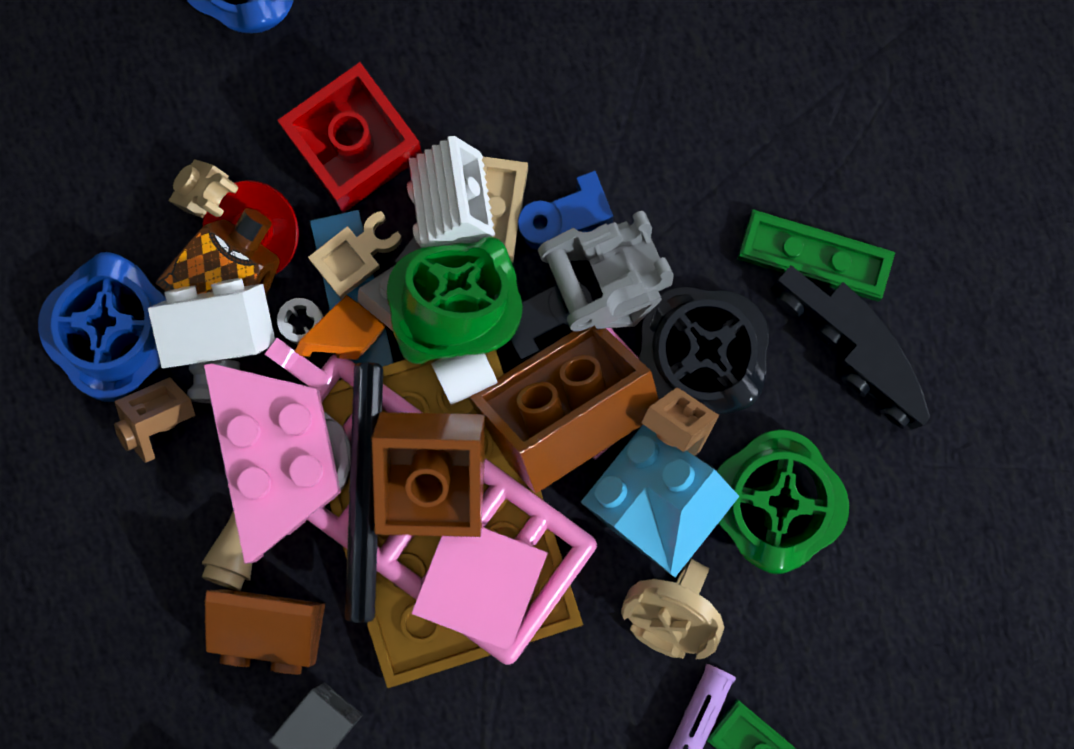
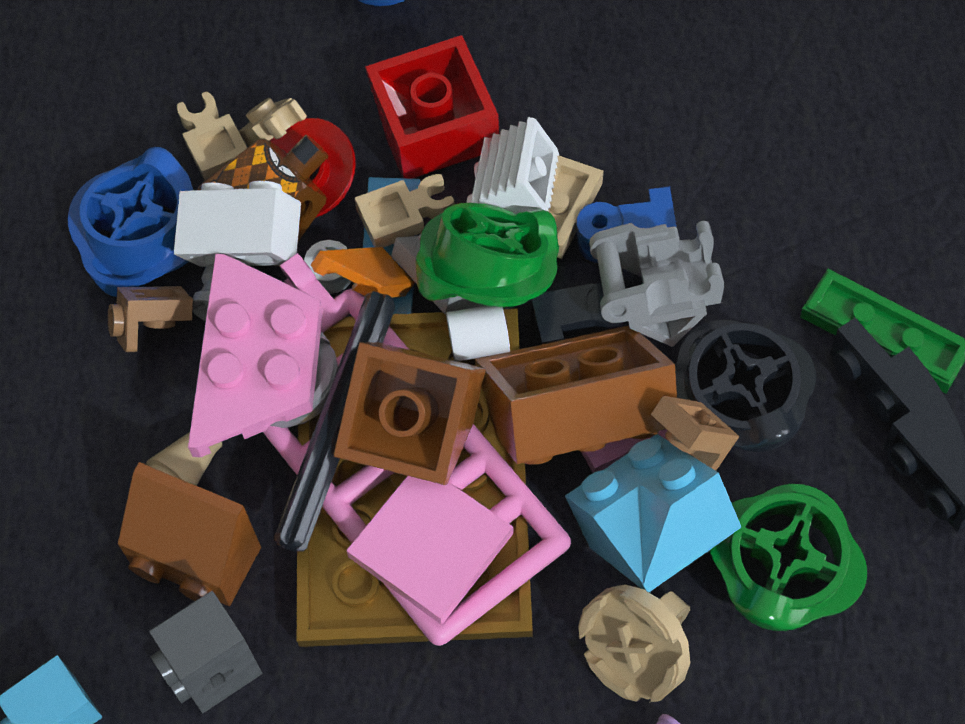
camera: 25 degrees right, 20 degrees down
(150, 220) = (210, 138): none -> tan plate

